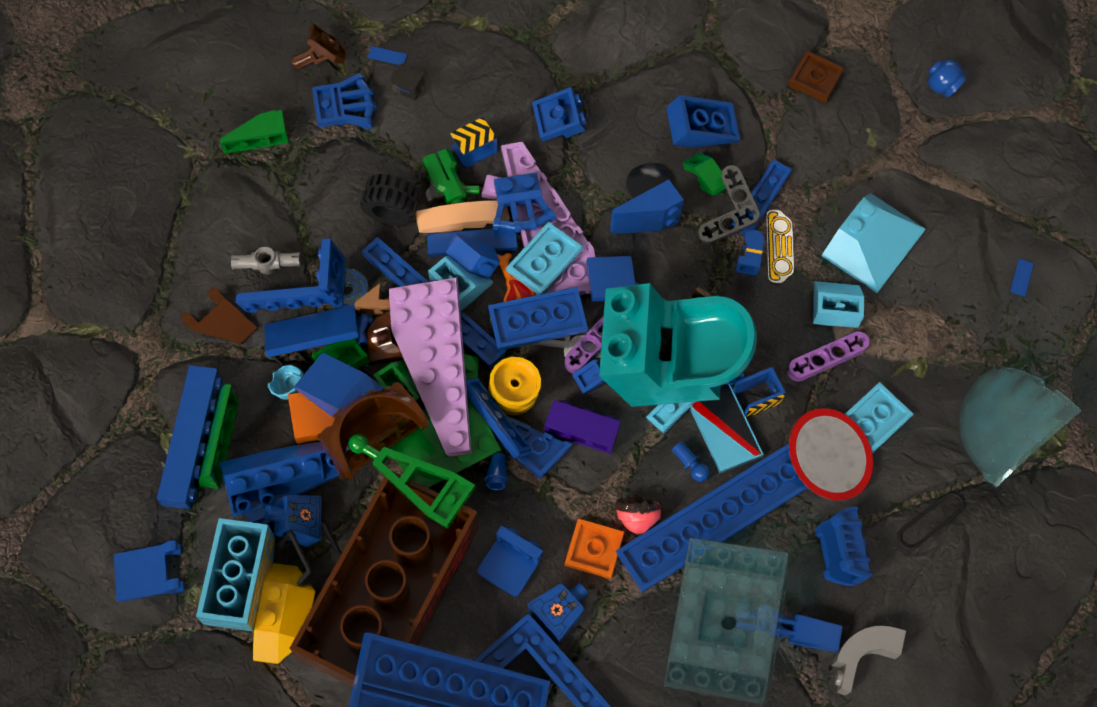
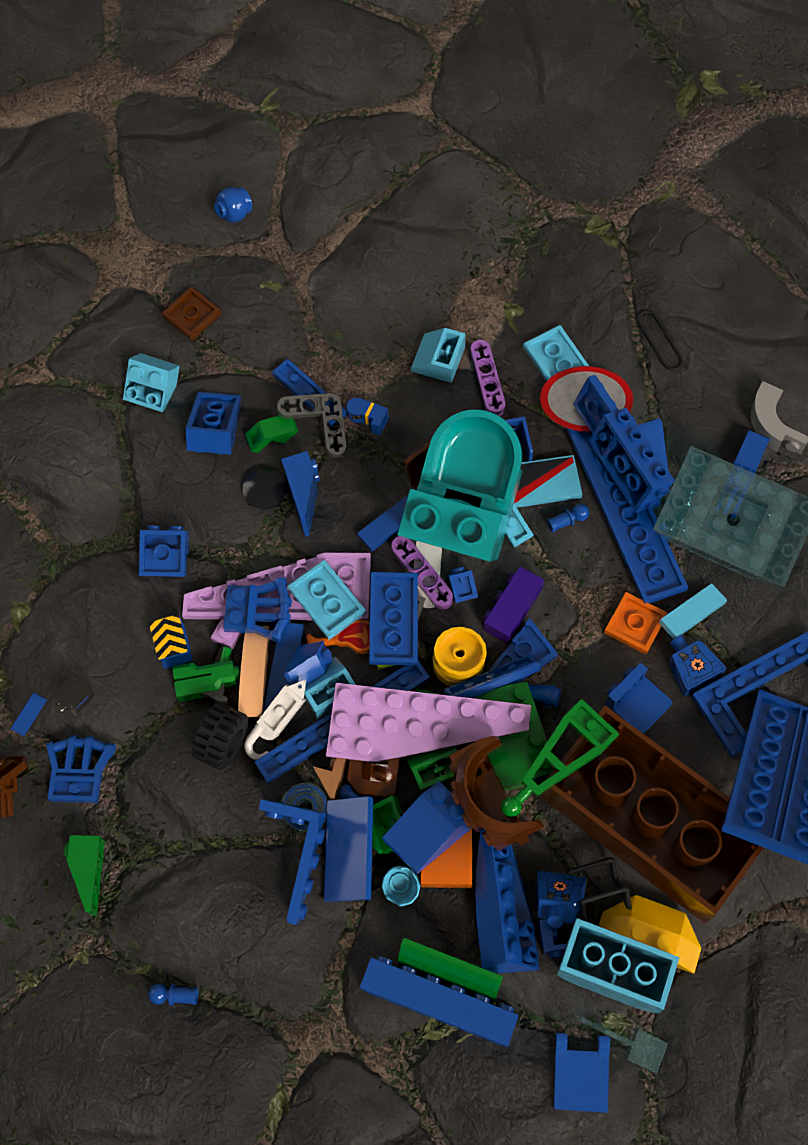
camera: 70 degrees left, 0 degrees up
(165, 225) = (159, 994): none -> blue pin
(177, 627) = (645, 1050): none -> clear light blue piece
(222, 322) = (308, 948): reddish brown flag -> none
(276, 261) = (247, 899): light grey pin -> none
(420, 242) = (276, 716): none -> white plate
(608, 273) = (364, 542): blue tile -> none
(618, 601) = (693, 611): none -> medium azure tile
(638, 513) = (611, 573): hair -> none
(730, 59) = (150, 381): none -> medium azure slope
(772, 500) = (633, 451): none -> blue wedge
(779, 246) = (371, 391): sticker -> none
(844, 548) = (678, 409): blue piece -> none
(872, 242) = (382, 312): medium azure slope -> none
(1010, 420) = (593, 246): clear light blue brick -> none
(1021, 277) = (446, 207): blue sticker -> none

